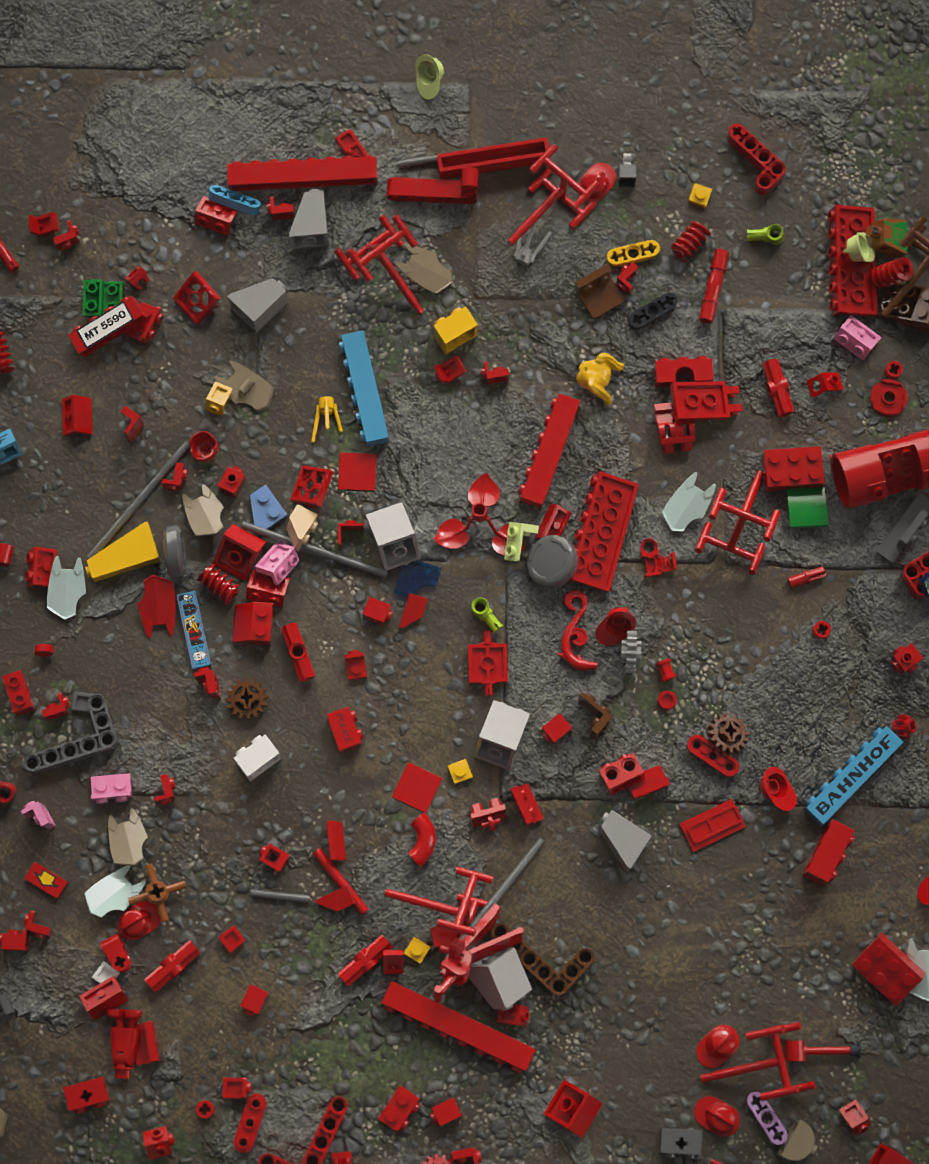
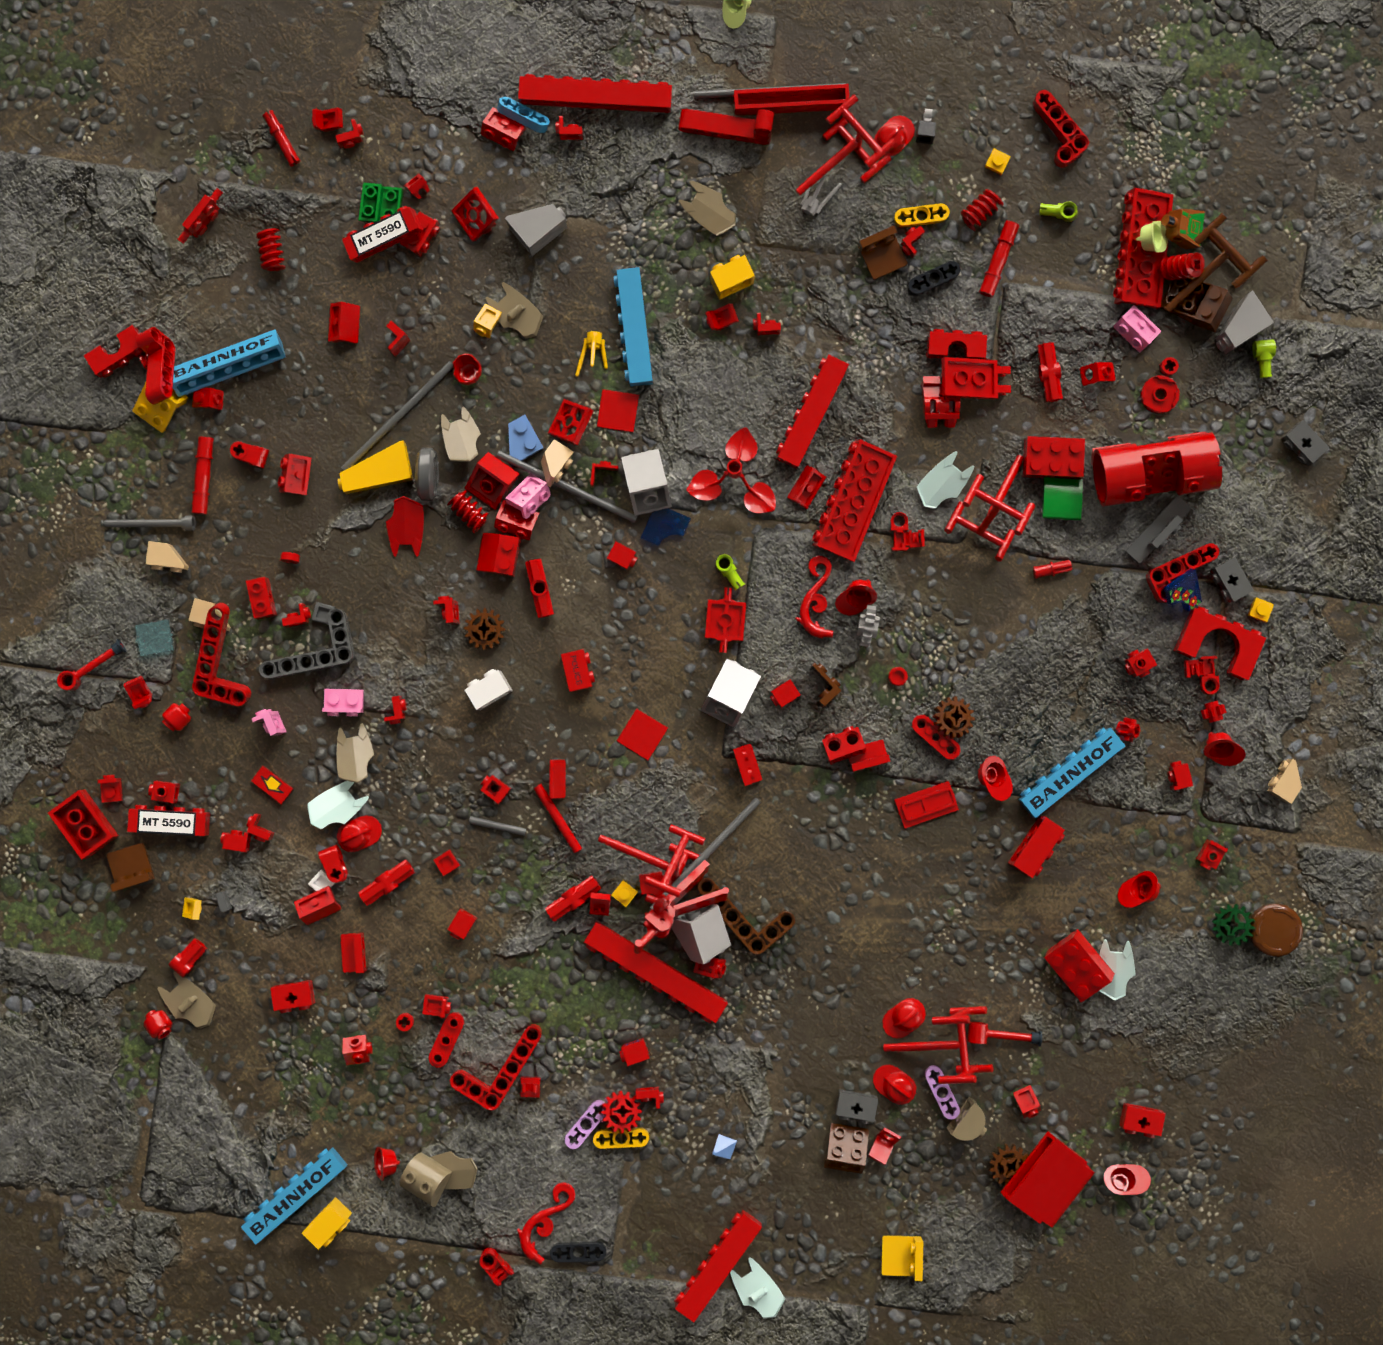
camera: 10 degrees right, 10 degrees up
(65, 589) = (316, 499): light aqua shield -> none
(124, 1040) = (333, 947): red piece -> none
(155, 884) = (368, 812): dark orange bar -> none
(179, 476) = (441, 395): red bracket -> none
(194, 630) = (439, 553): tile -> none
(234, 487) = (491, 414): red brick -> none
(310, 222) = (597, 147): light grey slope -> none
(338, 899) = (552, 836): red tile -> none
(350, 144) = (647, 68): red tile -> none
(355, 665) = (595, 607): red bracket -> none
(377, 250) = (685, 174): red piece -> none
(399, 1108) = (590, 1043): red bracket -> none
(413, 609) = (658, 557): red tile -> none
(425, 839) = (644, 788): red cylinder -> none
(460, 771) = (686, 724): yellow plate -> none
(490, 816) = (708, 773): red hips -> none
(514, 539) = (766, 499): yellowish green bracket -> none
(552, 561) = (801, 525): dark grey piece -> none
(573, 1108) = (757, 1062): red slope -> none
(596, 374) = (868, 339): yellow hair -> none
(623, 838) = (838, 810): light grey slope -> none
(665, 670) = (900, 647): red bush -> none
(816, 627) = (1055, 619): red bush -> none

